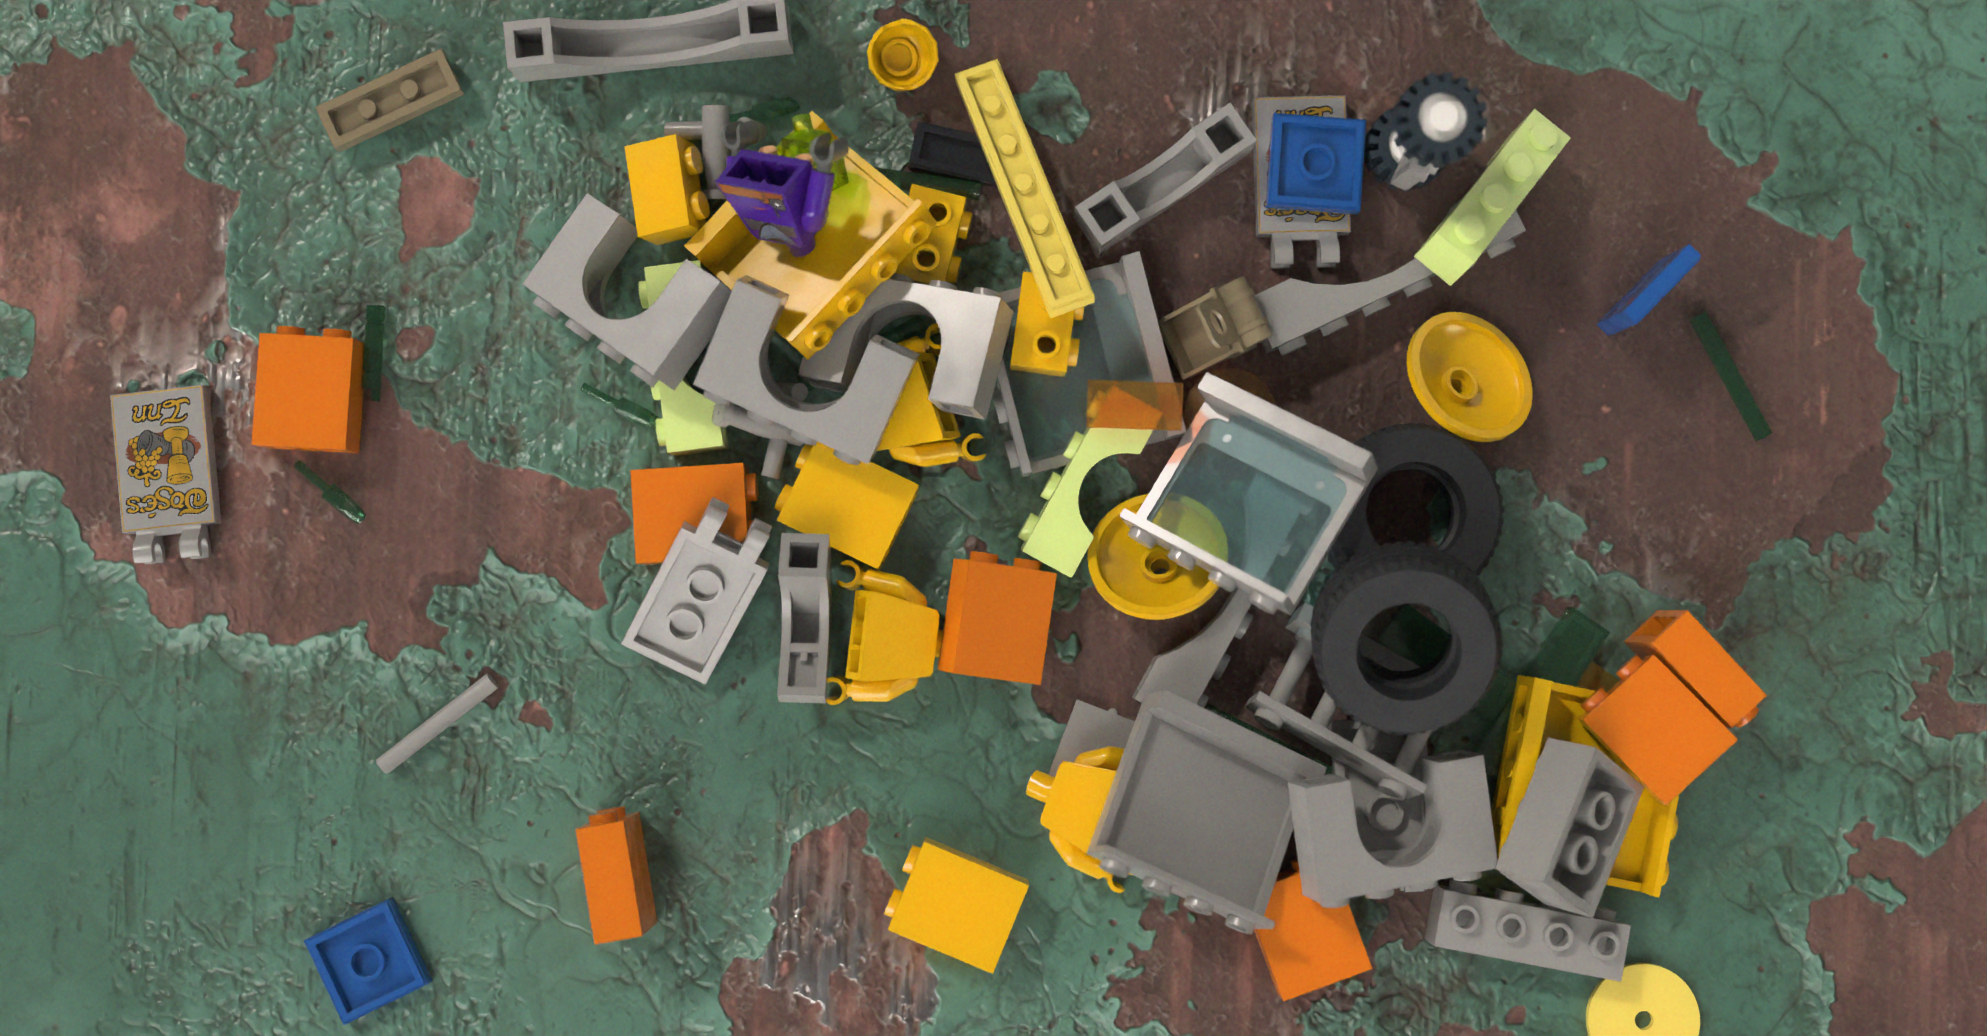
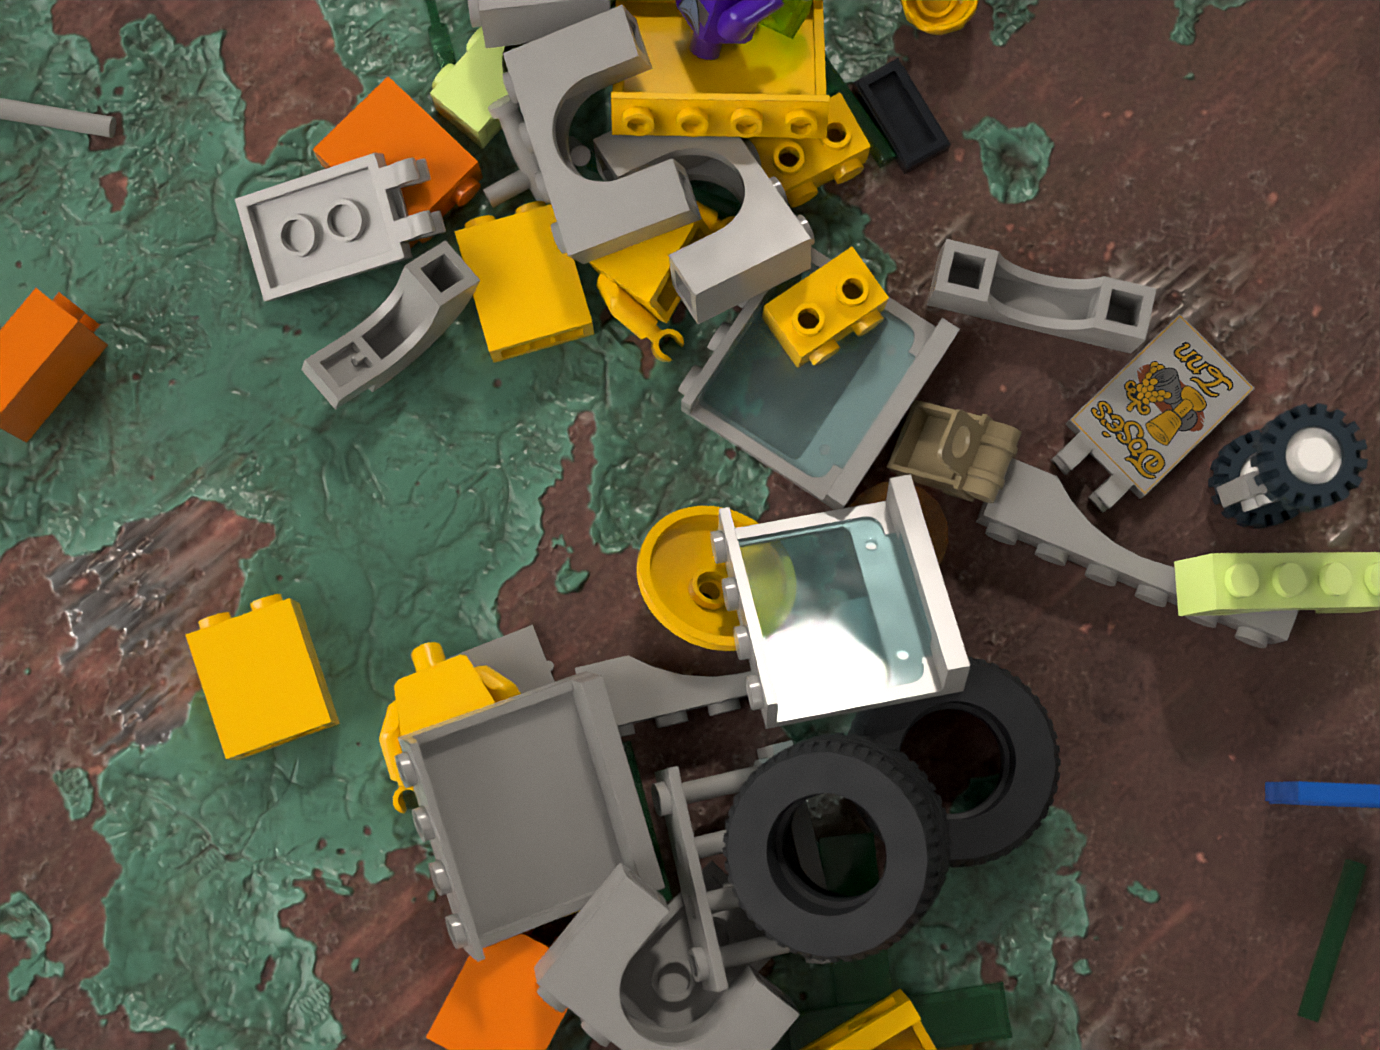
camera: 45 degrees right, 5 degrees down
(890, 638) = (440, 416): yellow torso -> none
(997, 619) = (538, 490): orange brick -> none
(1024, 189) = (922, 189): light yellow tile -> none
(1059, 533) = (794, 445): yellowish green arch -> none
(1134, 405) = (825, 437): clear orange tile -> none
(1315, 163) = (1173, 413): blue tile -> none
(1469, 377) = (1116, 706): yellow dish -> none

